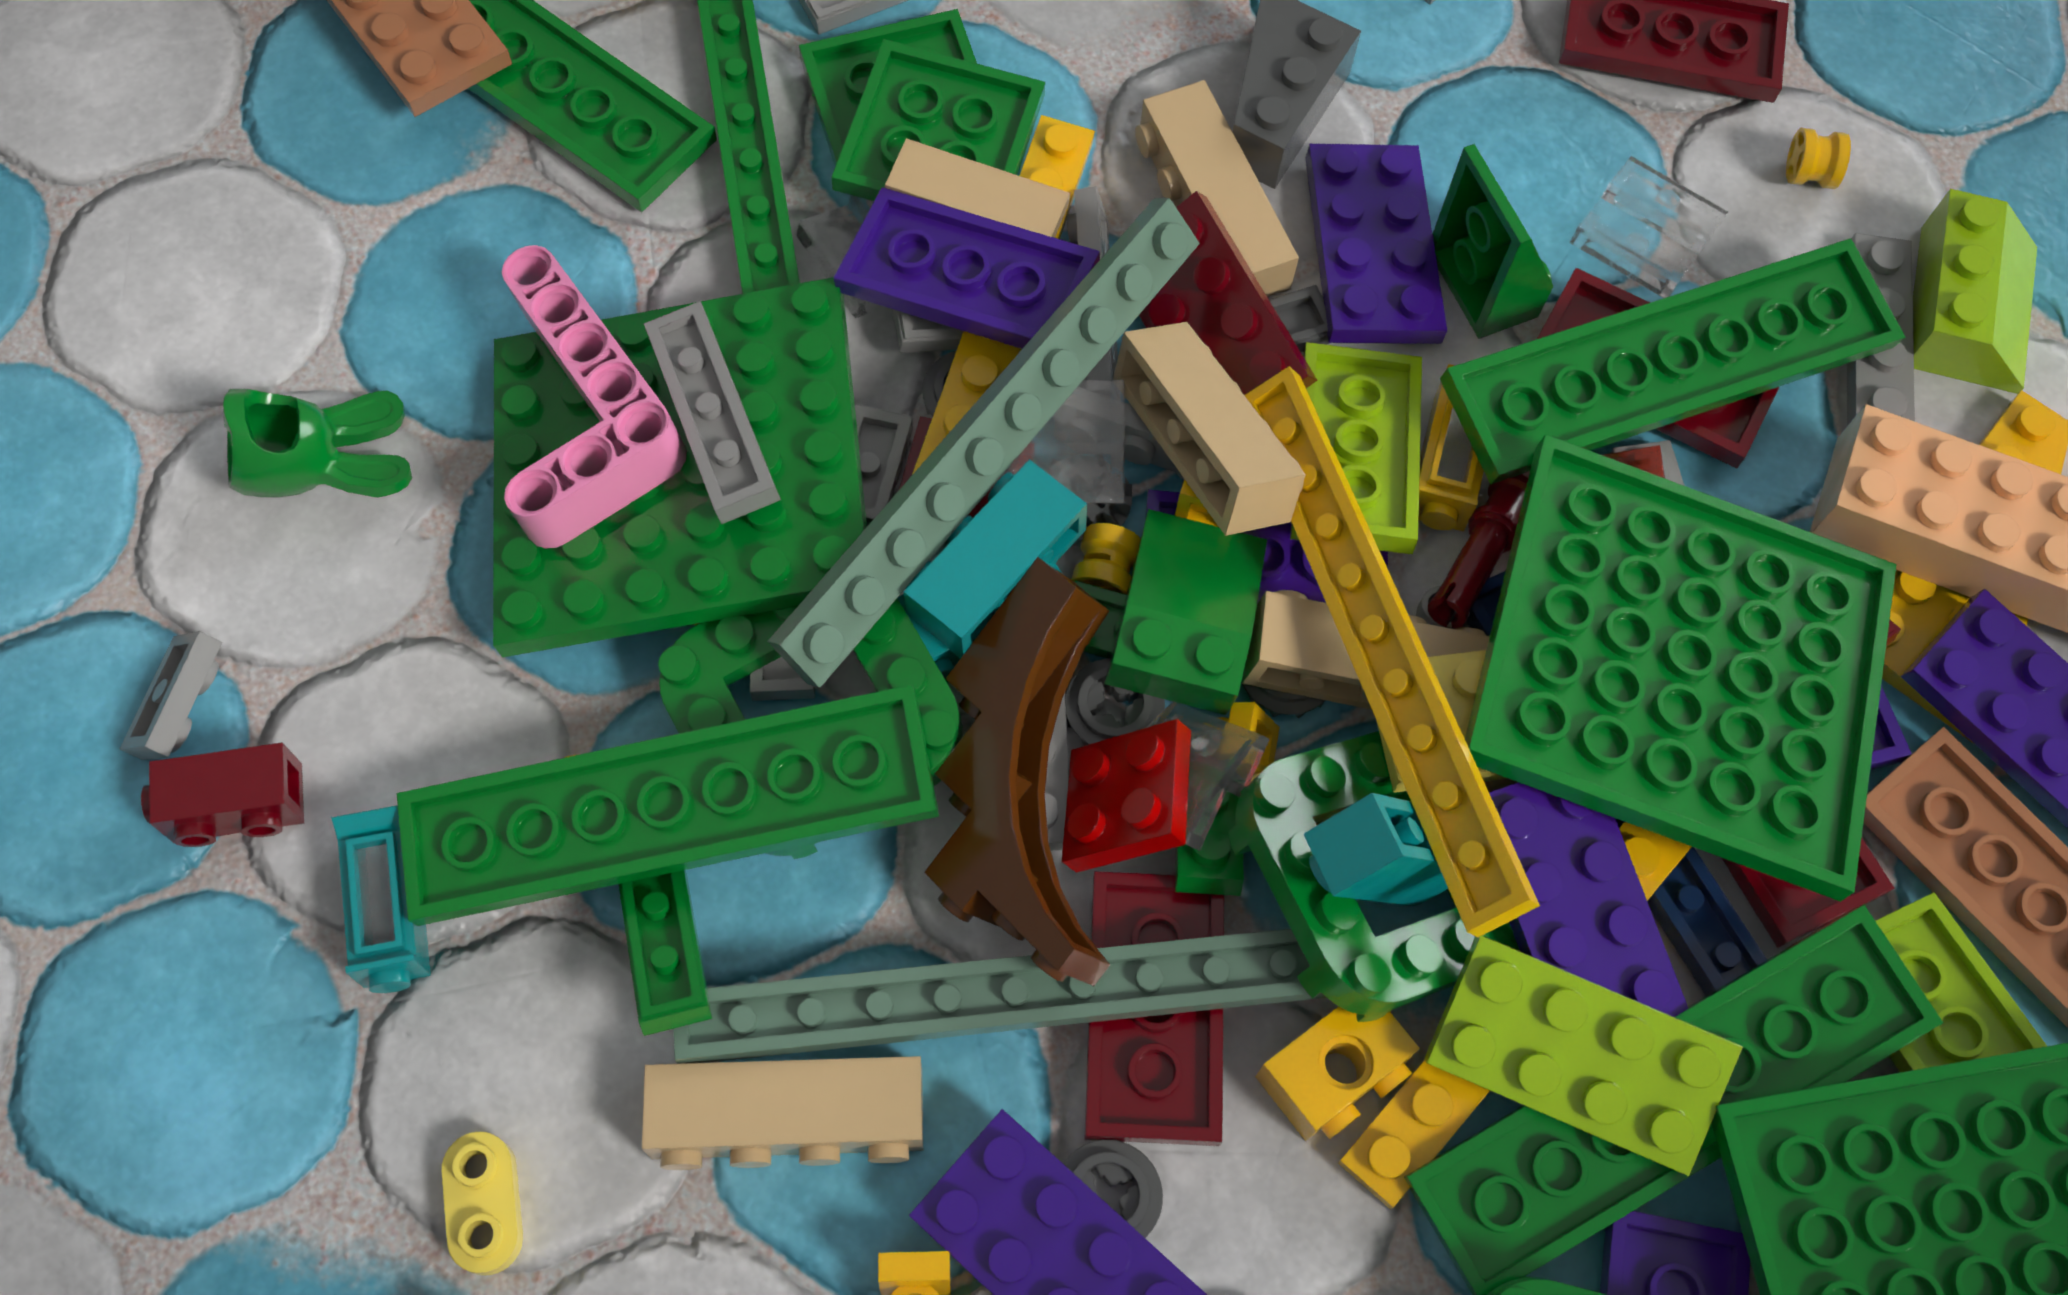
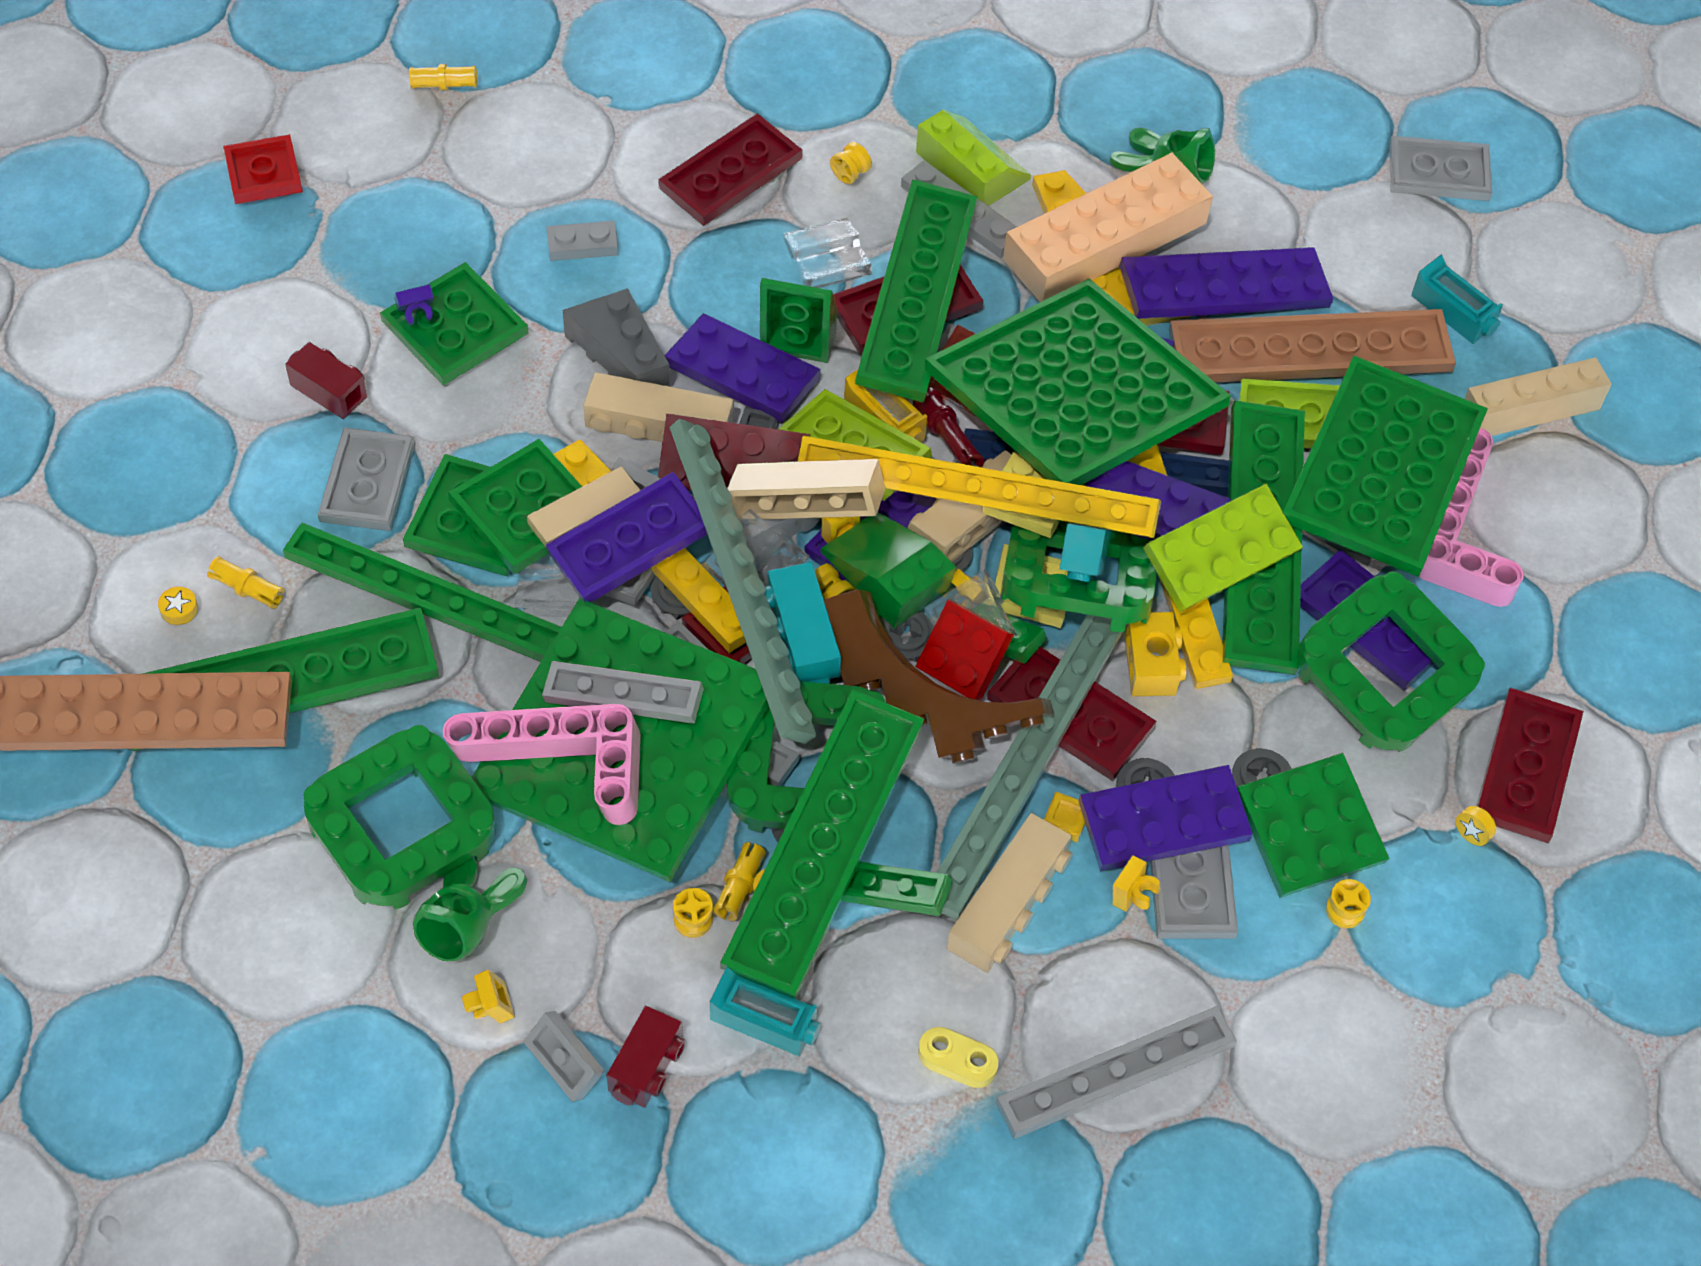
camera: 55 degrees left, 10 degrees down
(206, 559) = (489, 998): none -> yellow tile
(327, 255) = (406, 872): none -> green plate
(476, 701) = (692, 902): none -> yellow wheel
(569, 739) = (739, 881): none -> yellow pin
(972, 1104) = (1066, 815): none -> yellow tile

